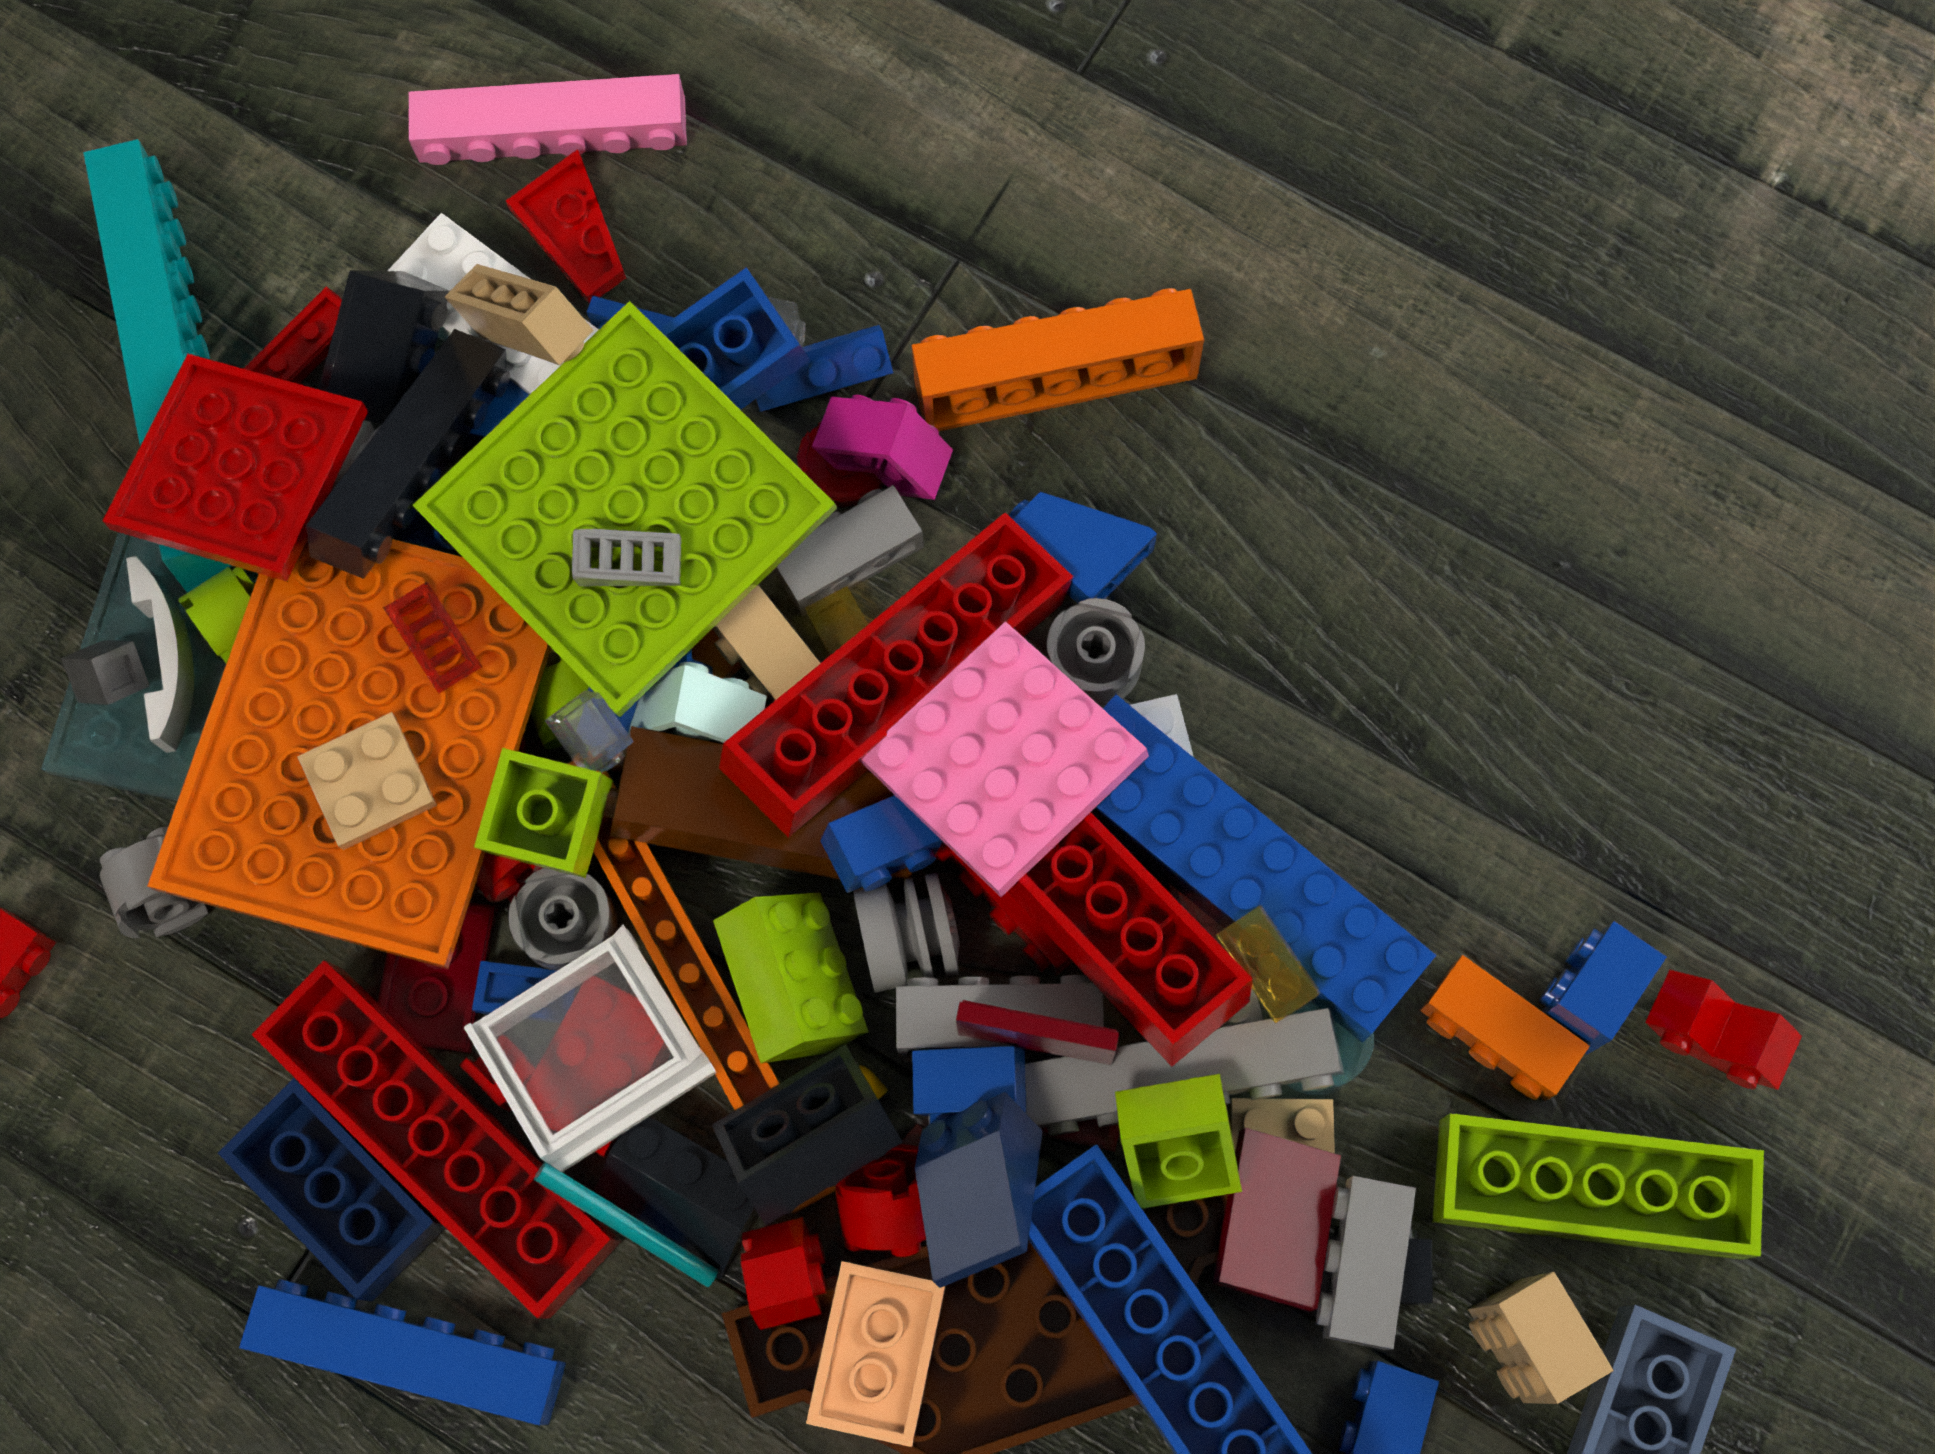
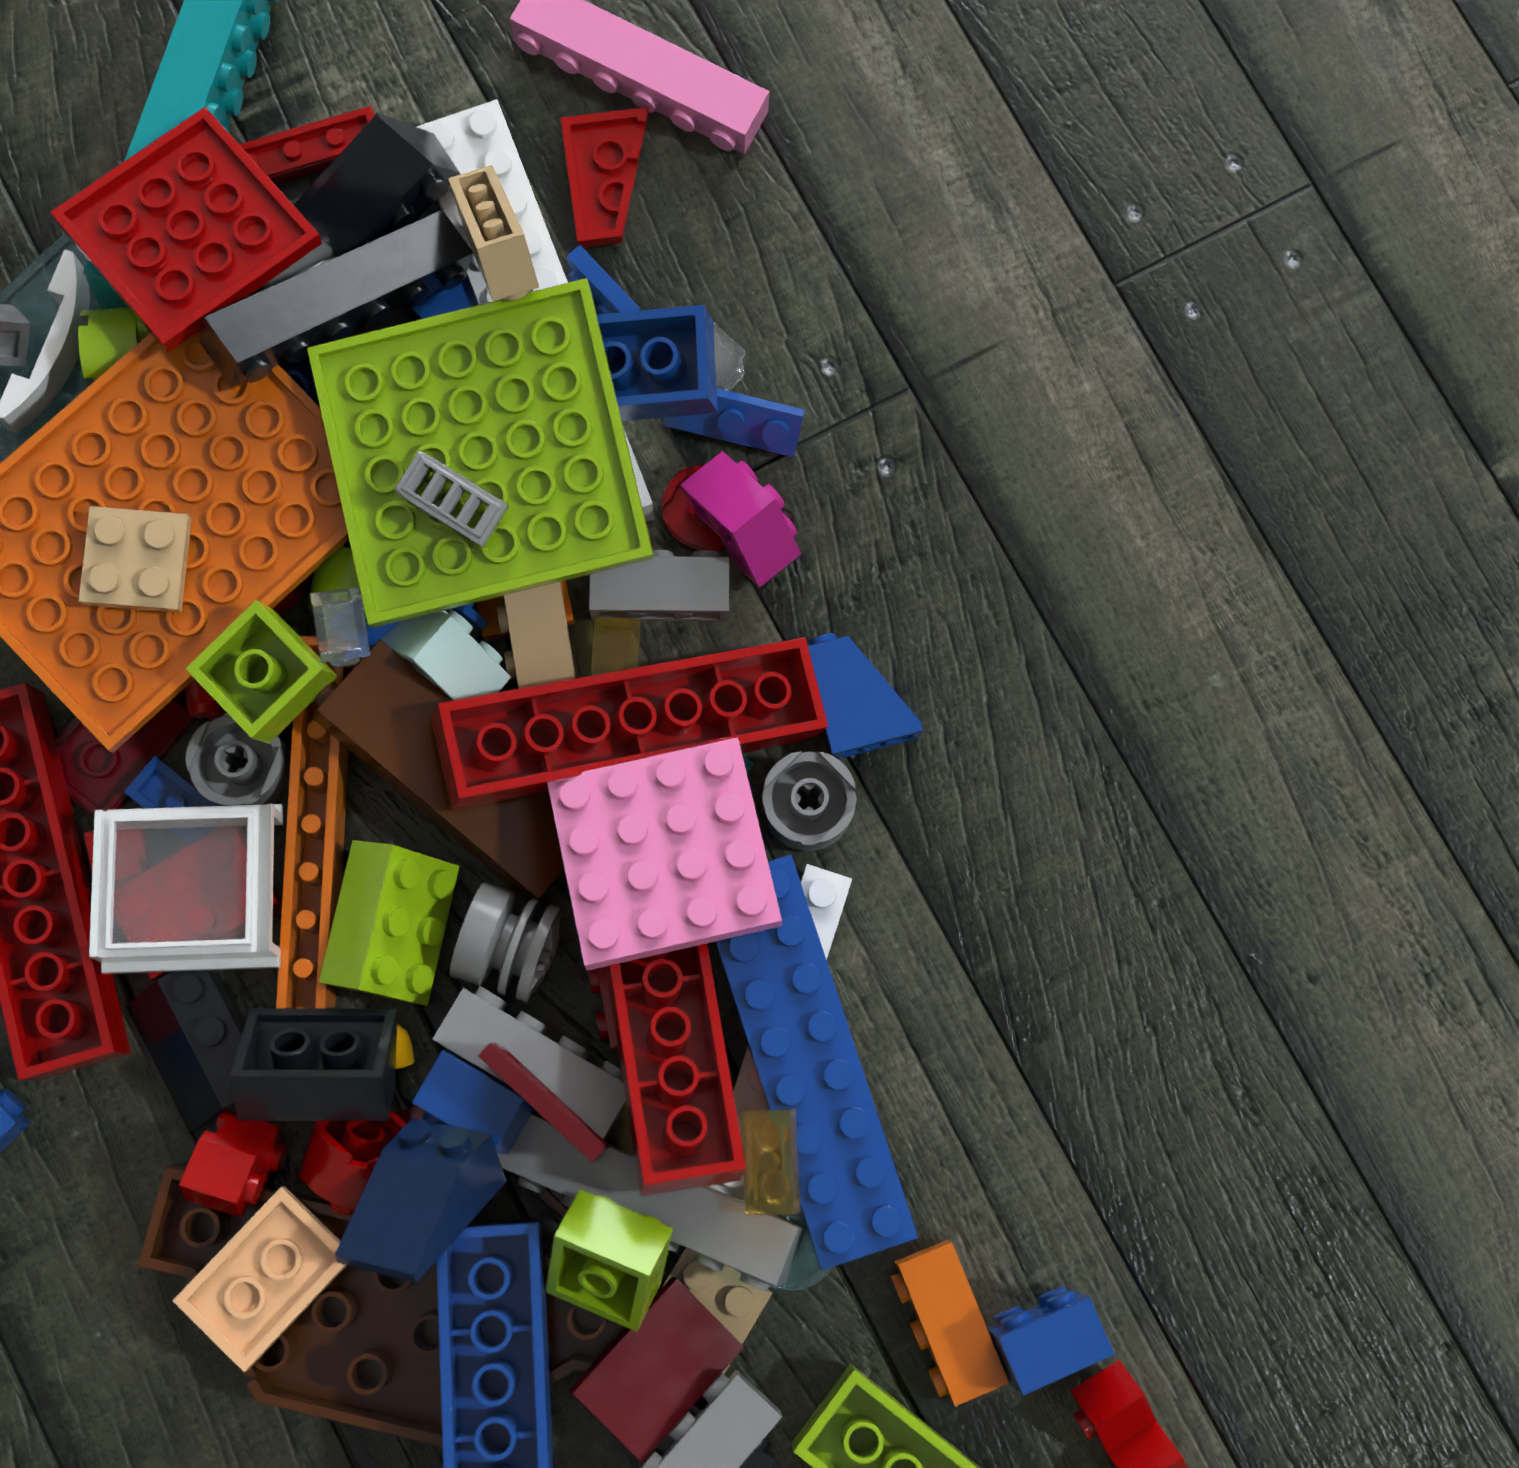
camera: 20 degrees right, 5 degrees up
(412, 601) = (244, 430): clear red slope -> none
(626, 1224) = (135, 1046): teal bar -> none
(878, 843) = (521, 858): blue brick -> none
(1058, 359) = (933, 529): orange brick -> none

